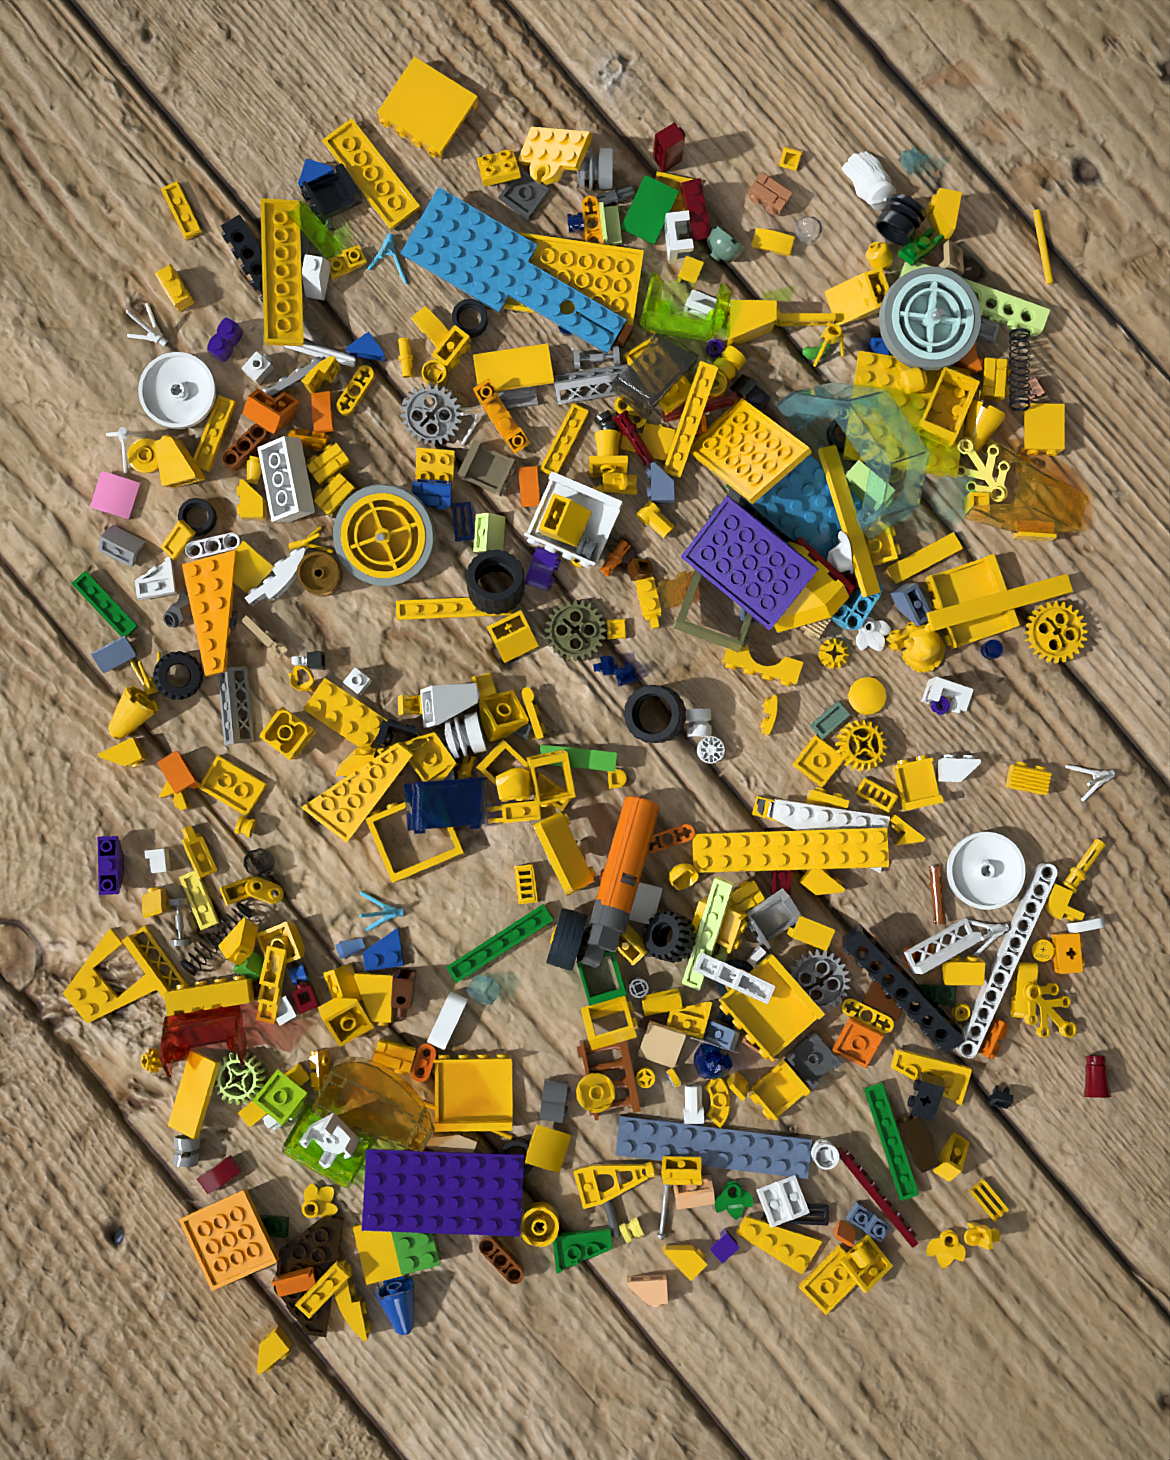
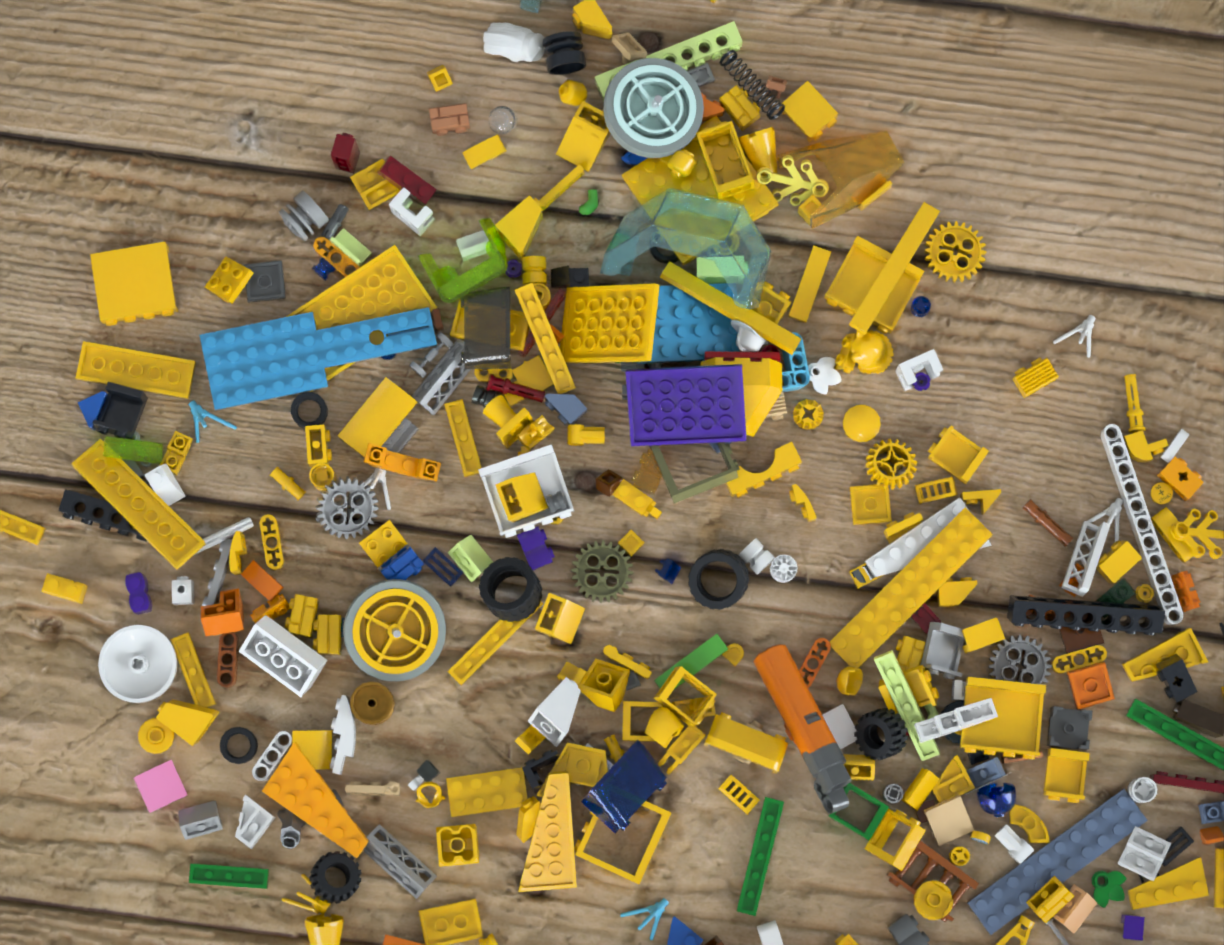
camera: 40 degrees left, 5 degrees down
(114, 654) = (270, 907): sand blue slope -> none
(124, 437) = (131, 735): white plant -> none
(154, 333) = (80, 637): white plant -> none
(178, 539) = (240, 775): yellow tile -> none
(252, 505) = (271, 697): yellow slope -> none
(253, 470) = (249, 670): yellow cone -> none
(305, 542) = (338, 690): yellow plant -> none
(357, 681) = (474, 758): white brick -> none
(366, 348) = (252, 502): blue slope -> none
(430, 325) = (285, 442): yellow slope -> none
(465, 735) = (592, 723): white wheel -> none
(483, 990) = (780, 902): clear light blue panel -> none
(487, 469) = (426, 510): dark tan panel -> none
(529, 486) = (468, 495): orange slope -> none
(553, 151) = (261, 232): yellow plate -> none
(566, 939) = (807, 805): black wheel -> none
(606, 666) = (649, 577): clear blue tile -> none
(614, 558) = (581, 491): orange pin -> none
(649, 209) = (371, 210): green tile -> none
(690, 270) = (442, 228): yellow panel -> none
(723, 245) = (450, 187): sand green cylinder -> none
(738, 1085) = (1032, 797): yellow slope -> none
(830, 720) = (851, 466): sand green tile -> none
(831, 335) = (593, 183): yellow plant -> none
(911, 603) = (830, 325): sand blue slope -> none
(920, 247) = (597, 60): green hinge -> none
(955, 769) = (976, 418): white slope -> none
(986, 870) = (1065, 472): white dish -> none

